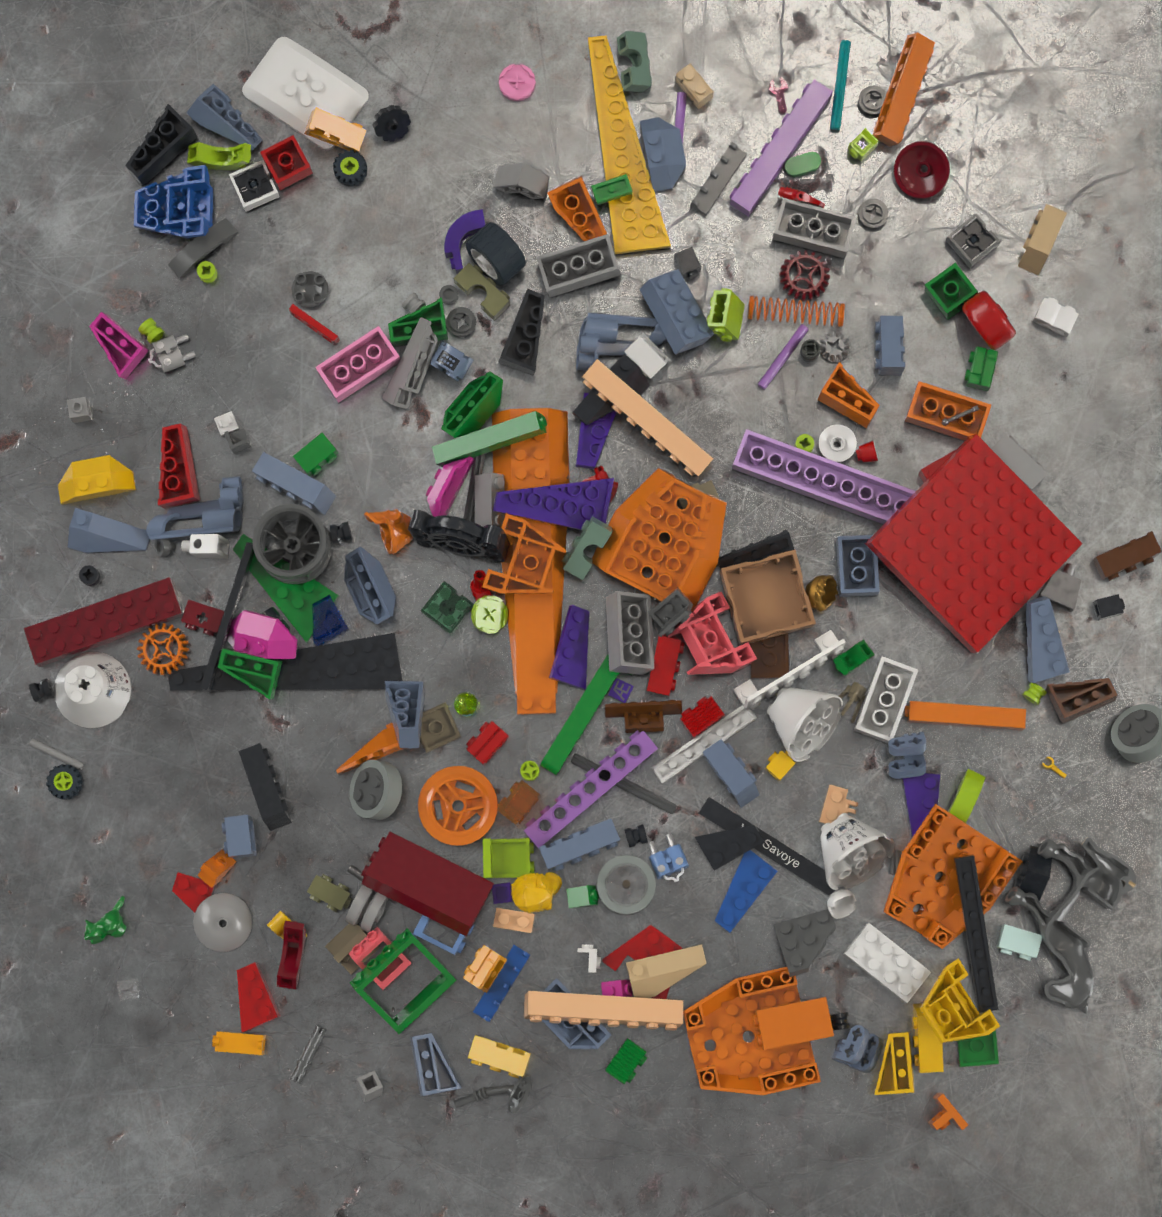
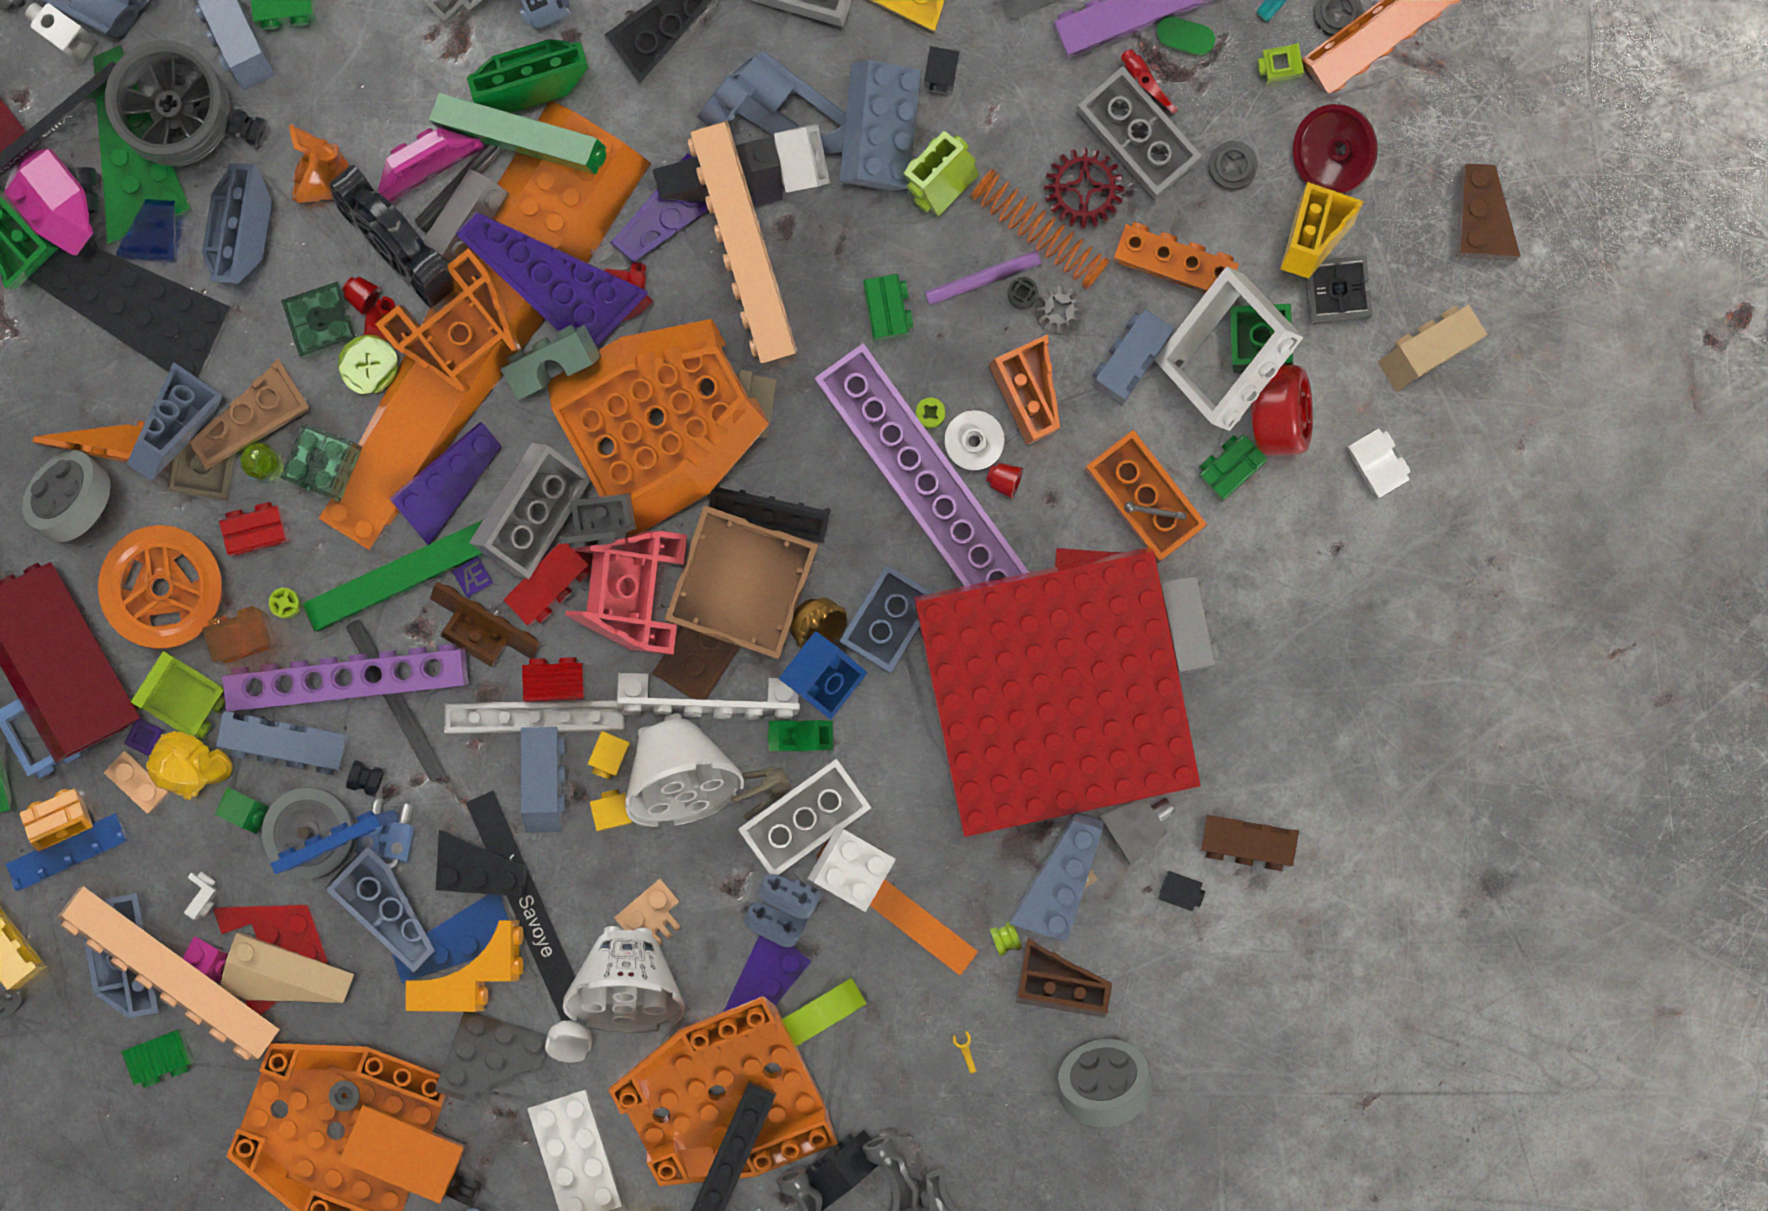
camera: 30 degrees right, 5 degrees up
(446, 680) = (259, 411): none -> medium nougat wing
(460, 579) = (361, 293): none -> red hat
(499, 682) = (321, 462): none -> clear green piece
(647, 871) = (340, 836): none -> blue wing
(687, 896) = (377, 901): none -> sand blue wedge
(744, 404) = (886, 307): none -> green brick
(746, 1016) = (337, 1098): none -> dark grey tile
(759, 735) = (609, 755): none -> yellow brick
(766, 912) = (465, 988): none -> light orange arch
(844, 617) = (823, 675): none -> blue brick
(878, 282) = (1169, 259): none -> orange brick
(915, 304) = (1198, 327): none -> white window
(931, 708) = (851, 868): none -> white piece
(940, 215) = (1317, 228): none -> yellow wedge
(1022, 154) = (1483, 216): none -> reddish brown wedge

